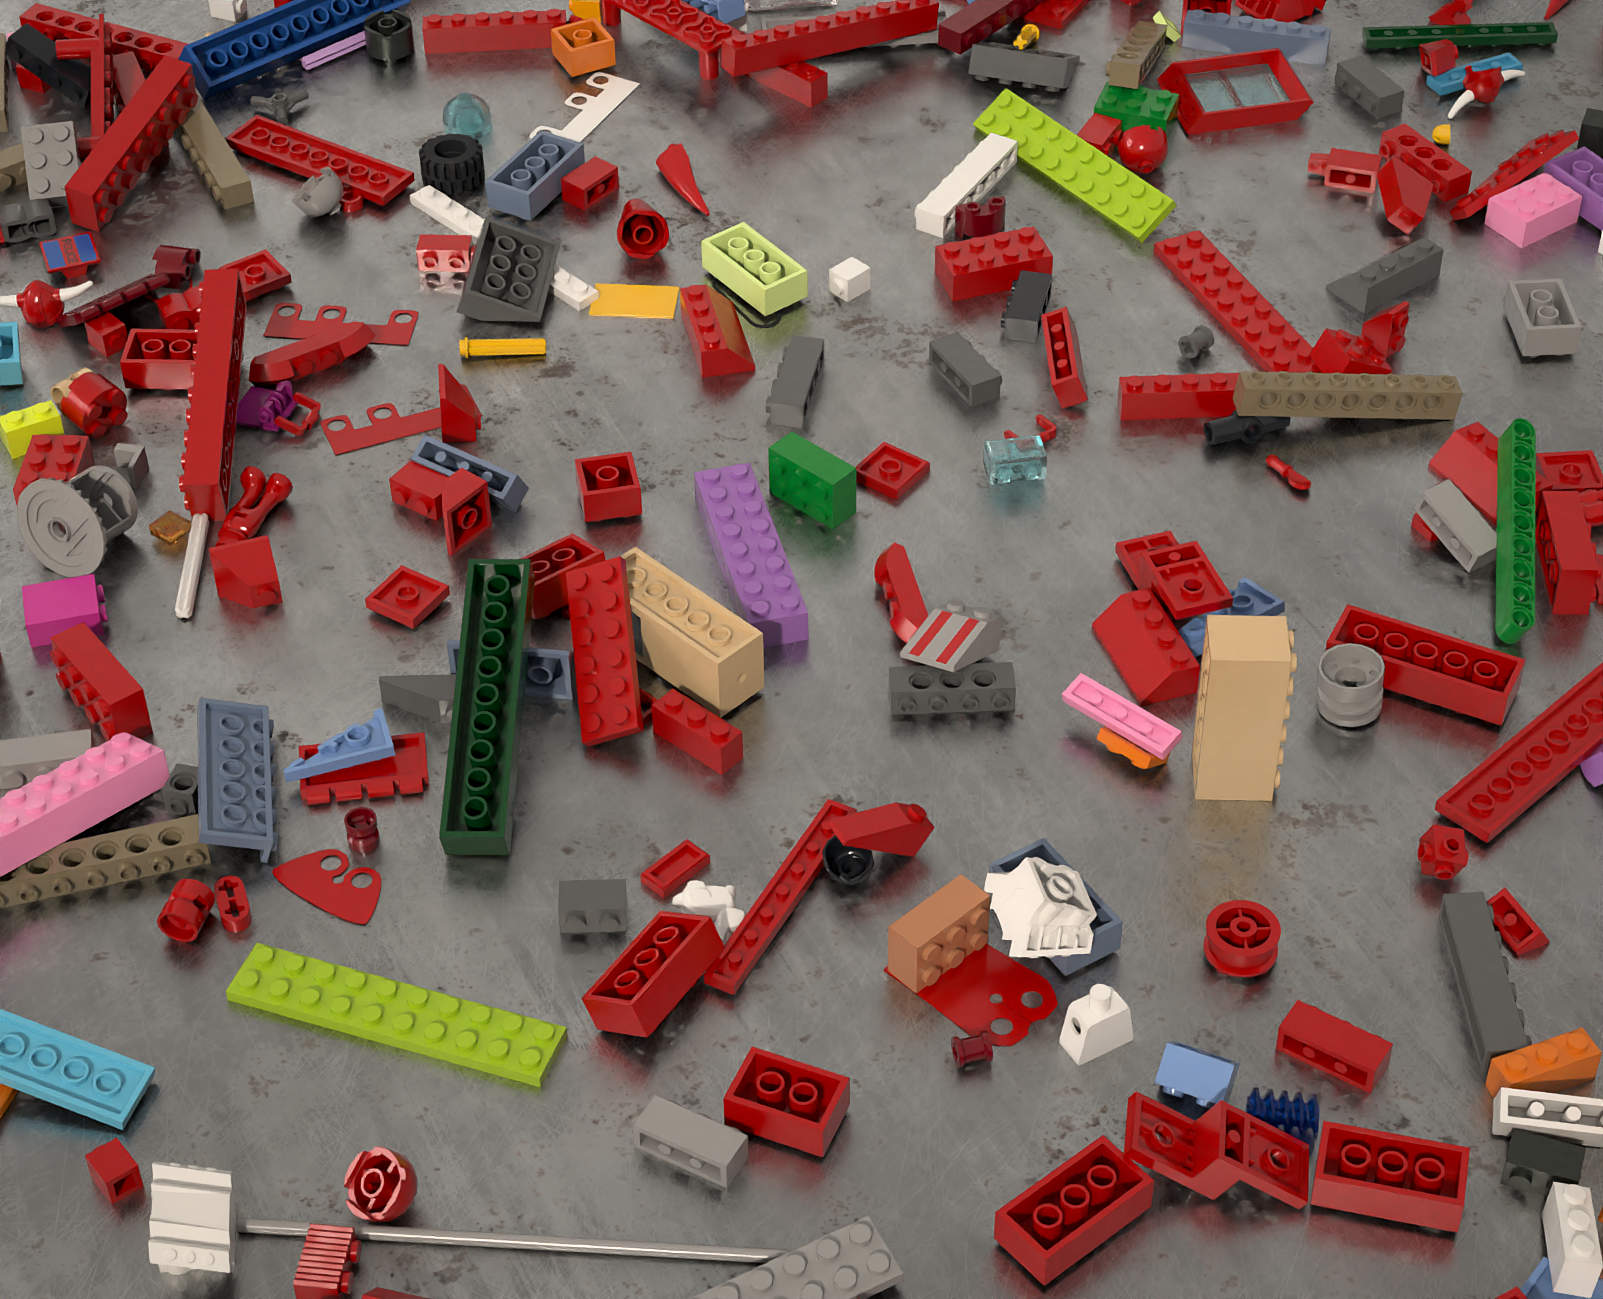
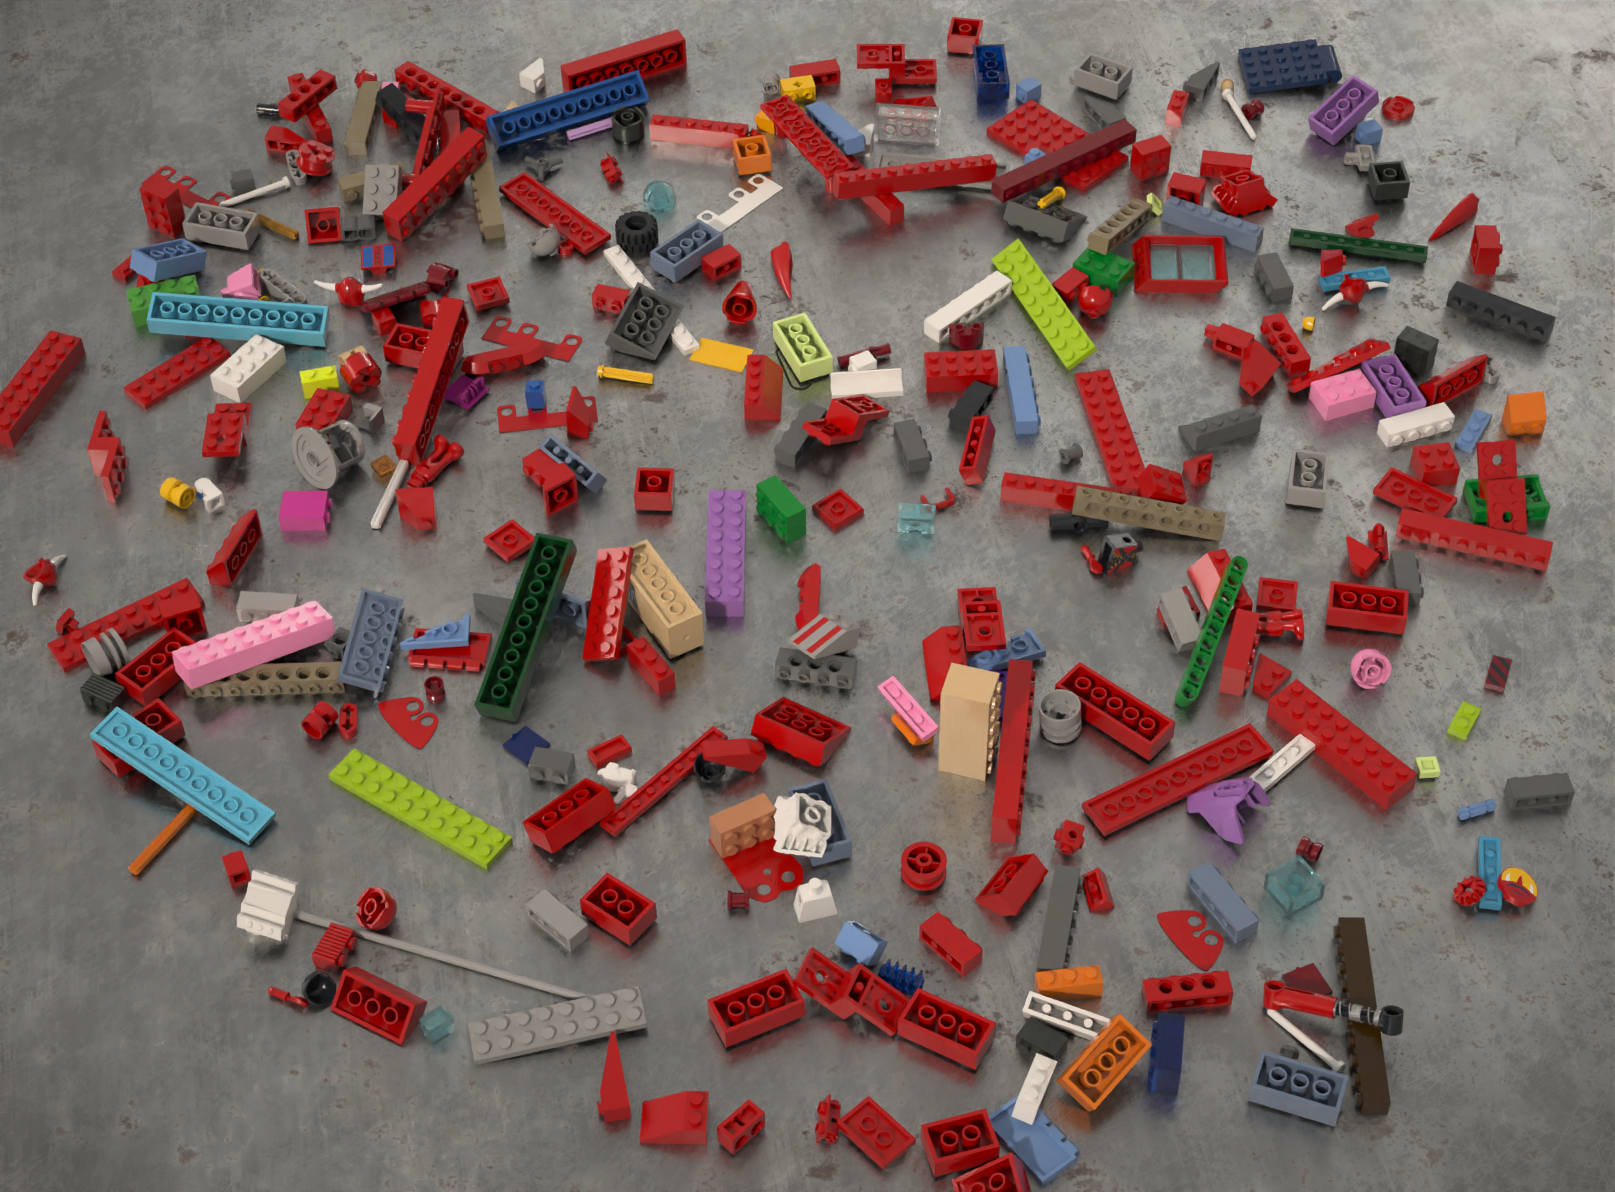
camera: 15 degrees right, 5 degrees up
(99, 683) = (310, 566): red brick -> none
(309, 420) = (489, 406): red piece -> none
(377, 391) = (535, 394): none -> blue brick
(381, 93) = (611, 170): none -> red hinge
(535, 885) = (523, 744): none -> clear blue piece
(551, 567) = (598, 537): red brick -> none
(857, 349) = (845, 419): none -> red bracket
(864, 302) = (867, 382): none -> white panel
(866, 256) = (875, 351): none -> dark red pin
(964, 782) = (799, 731): none -> red slope
(1089, 275) = (1020, 390): none -> medium blue brick
(1318, 784) = (1013, 752): none -> red brick
(1326, 454) = (1118, 552): none -> black torso
(1387, 938) = (1012, 884): none -> red slope

